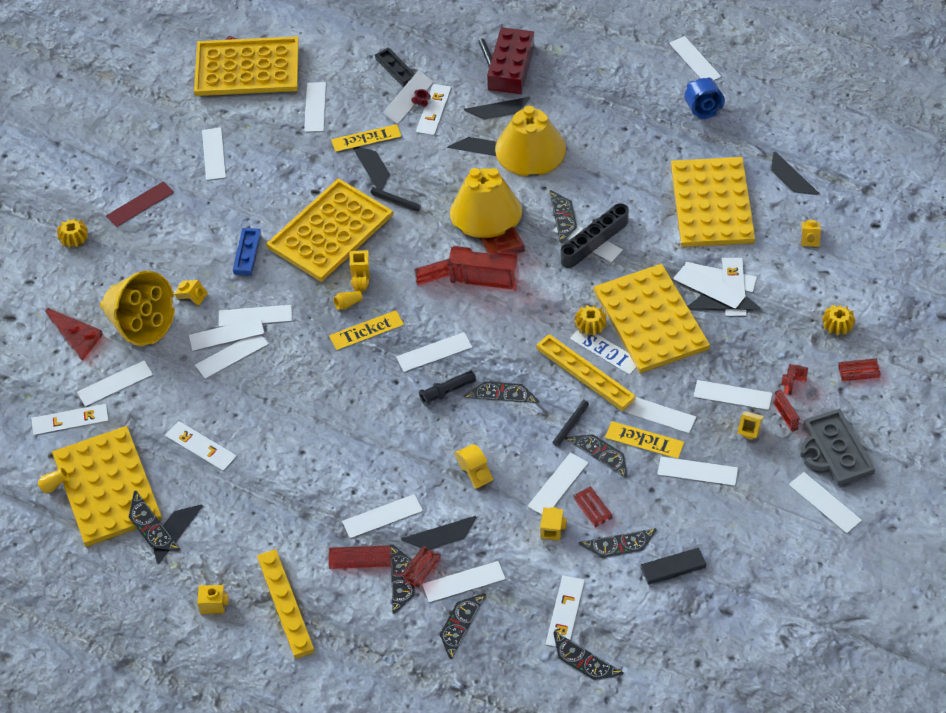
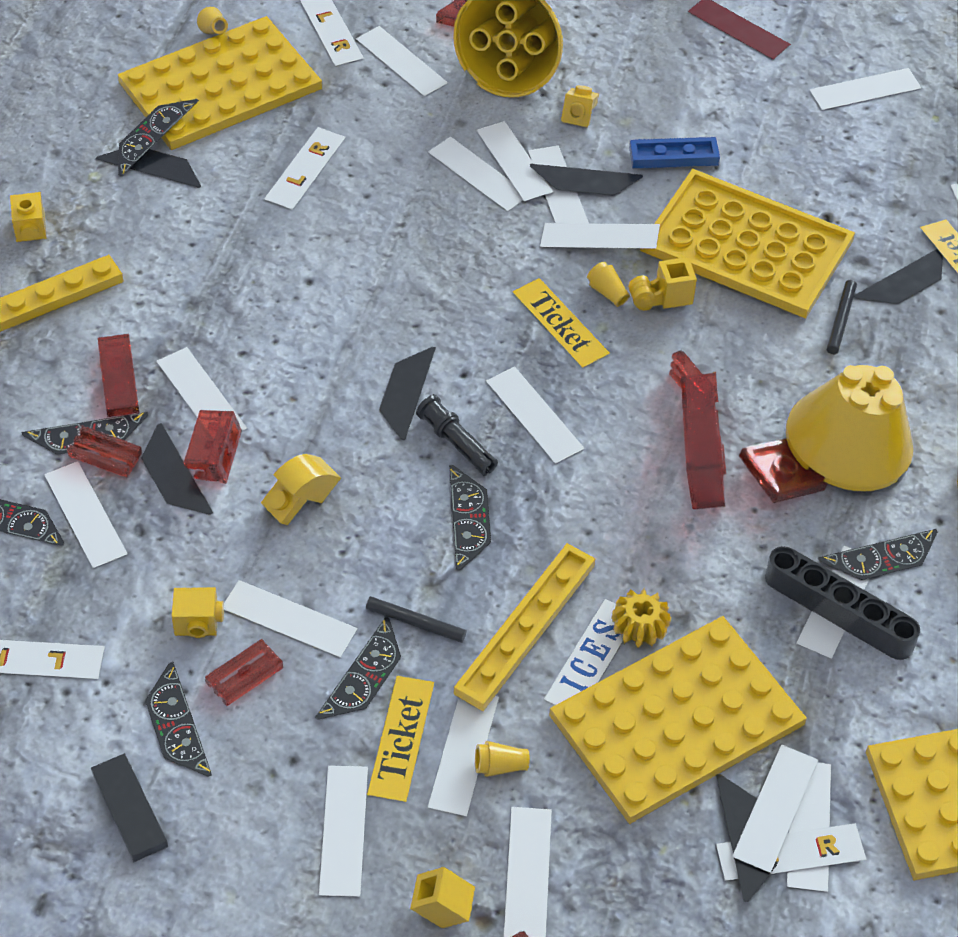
camera: 75 degrees right, 0 degrees up
(254, 300) = (586, 179): none -> black sticker
(306, 298) = (600, 235): none -> white sticker
(402, 412) = (404, 390): none -> black sticker
(431, 505) = (213, 445): none -> clear red hinge
(668, 395) = (500, 759): none -> yellow cone

